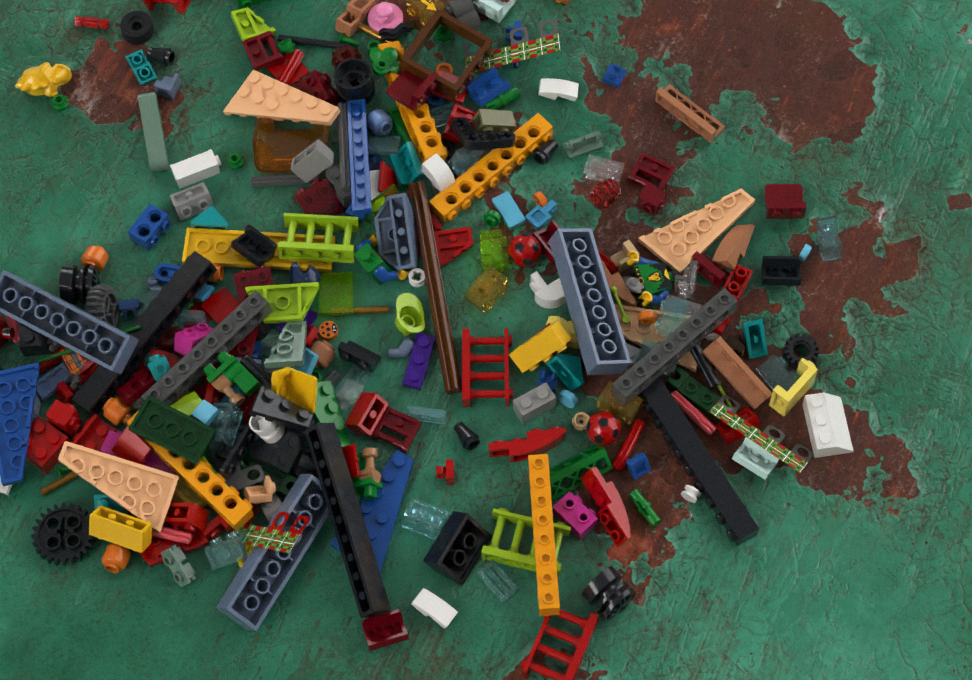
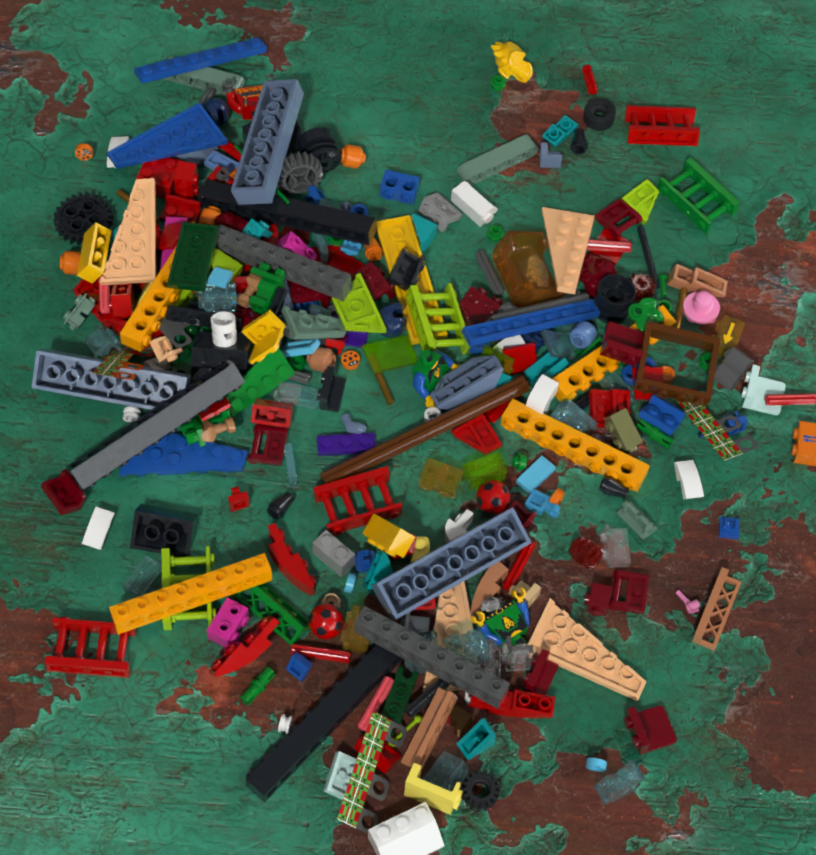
camera: 65 degrees right, 5 degrees down
(275, 407) = (237, 325): black wing -> none
(286, 46) = (632, 235): green plate -> none
(312, 161) = (512, 288): light grey brick -> none
(317, 545) = (131, 414): none -> white bush
(393, 34) = (685, 318): black hair -> none
(409, 314) = (388, 418): lime piece -> none
(425, 518) = (186, 493): clear light blue bracket -> none
(472, 141) = (600, 437): black beam -> none
(612, 597) = (152, 672): black wheel -> none
(625, 319) = (453, 609): lime hinge -> none
(647, 317) = (458, 626): orange tile -> none
(679, 131) = (691, 606): none -> bright pink hand
(733, 247) = (574, 690): nougat slope -> none
(781, 270) = (565, 746): black bracket -> none

